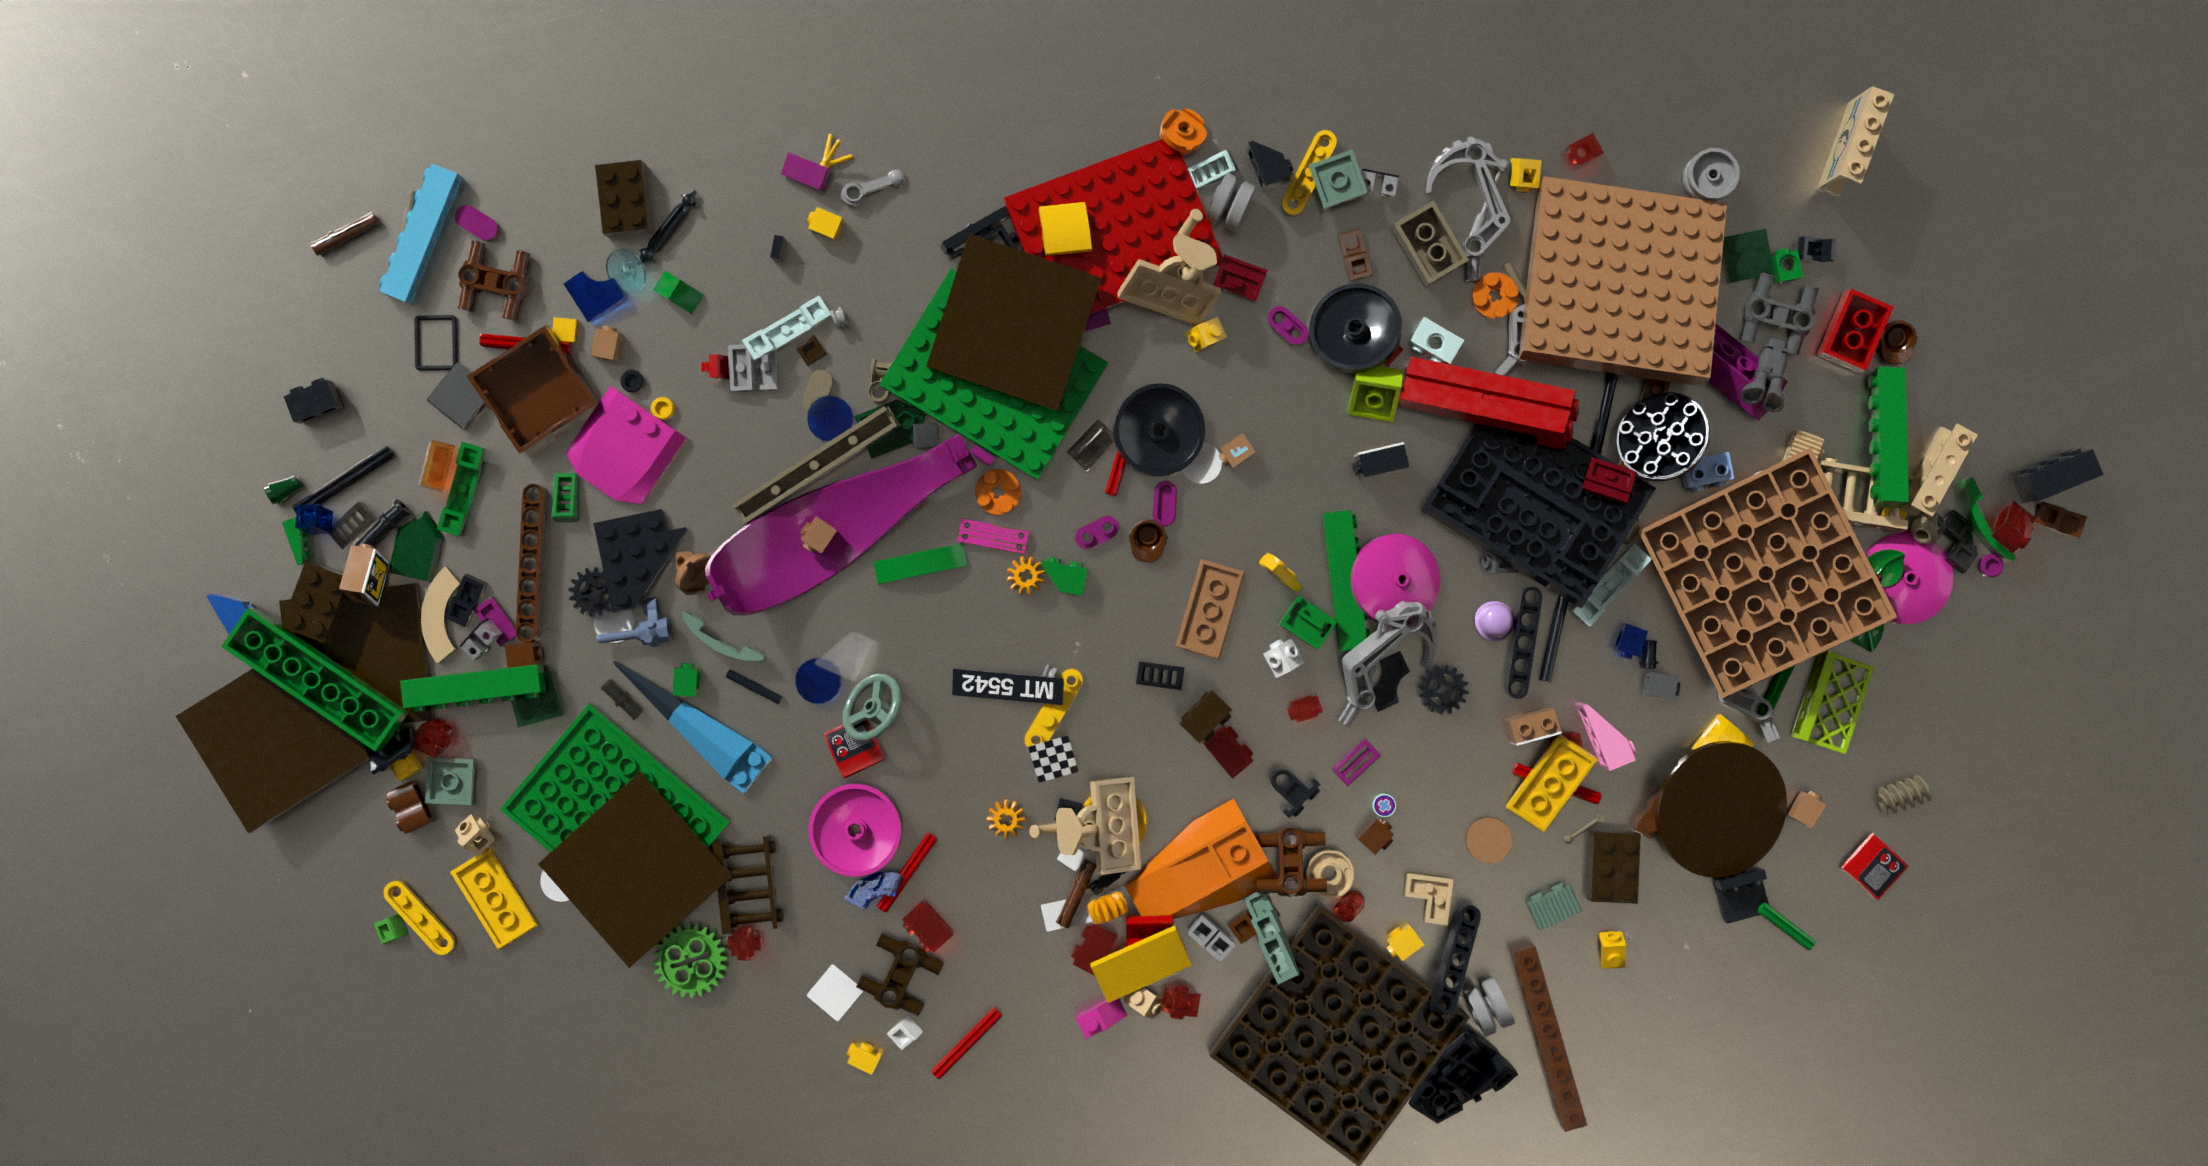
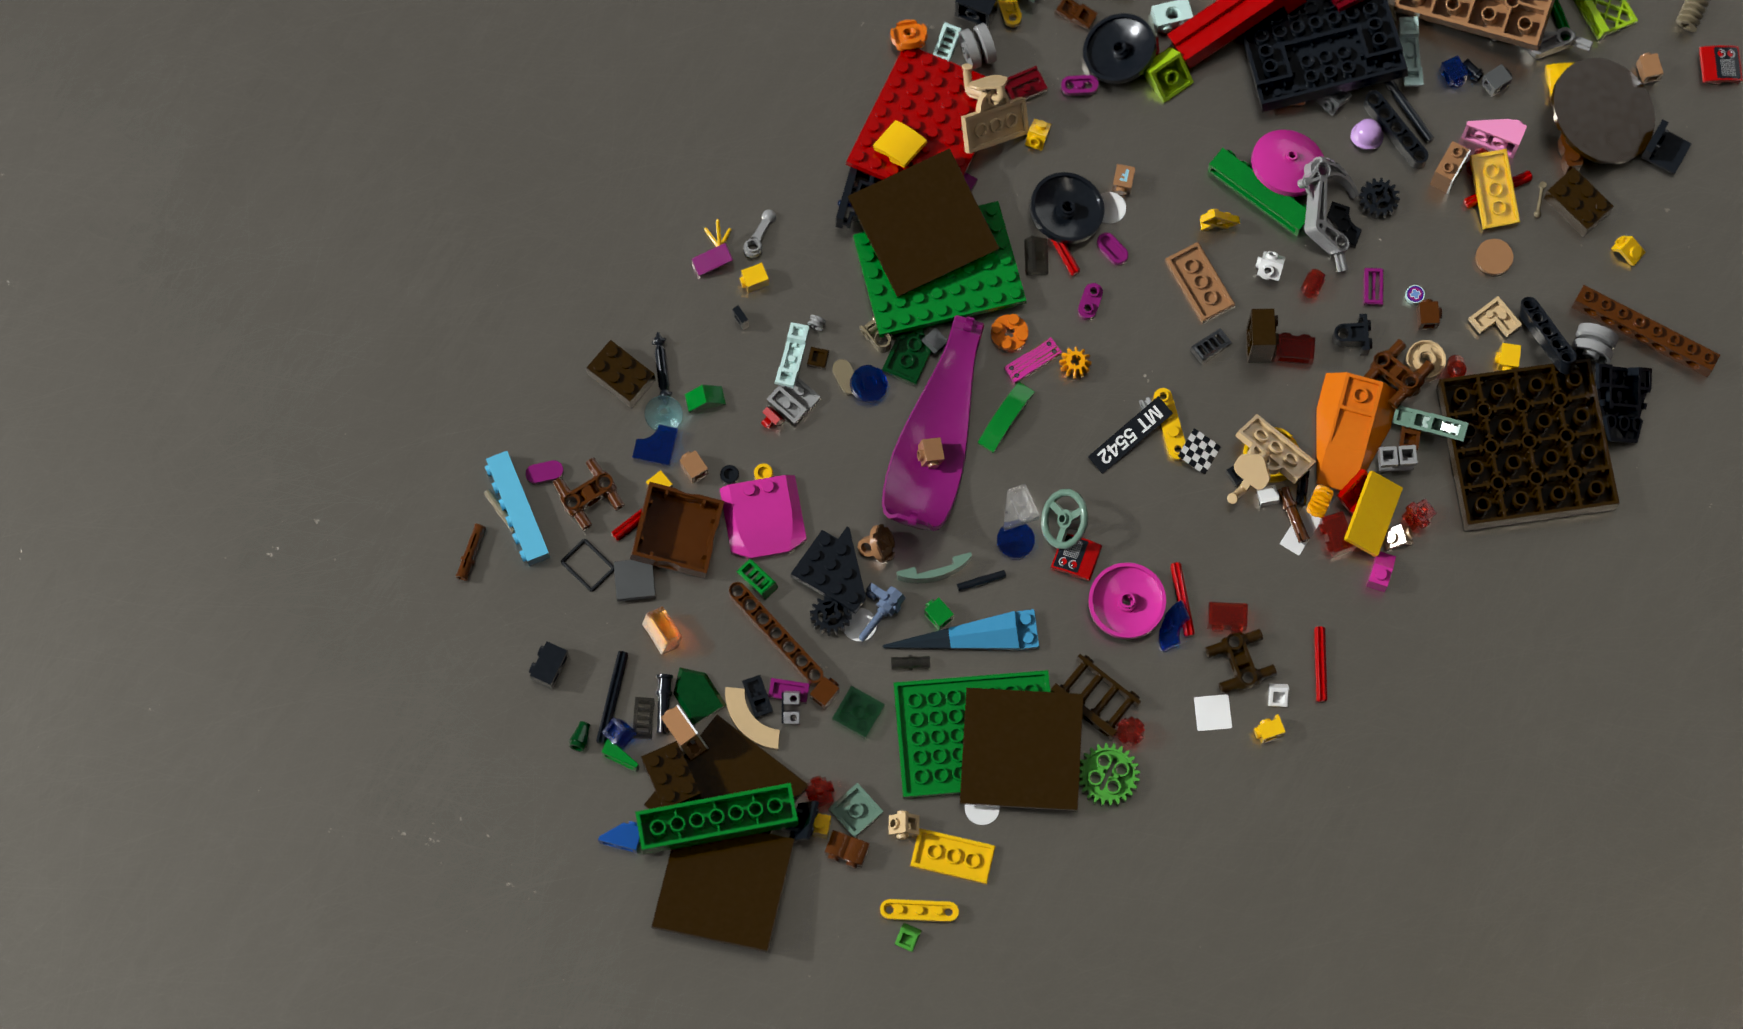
camera: 45 degrees left, 15 degrees down
(463, 489) = (690, 631): green slope -> none
(473, 686) = (815, 735): green brick -> none
(816, 464) = (888, 416): dark tan tile -> none
(983, 456) = (983, 315): magenta tile -> none
(1008, 811) = (1200, 509): light orange gear -> none
(1066, 577) = (1099, 341): green slope -> none
(1148, 540) = (1125, 275): reddish brown hat -> none
(1307, 622) = (1265, 232): green piece -> none
(1380, 461) = (1210, 105): black piece -> none
(1553, 906) = (1570, 256): sand green brick -> none
(1786, 926) = (1708, 142): green axle -> none

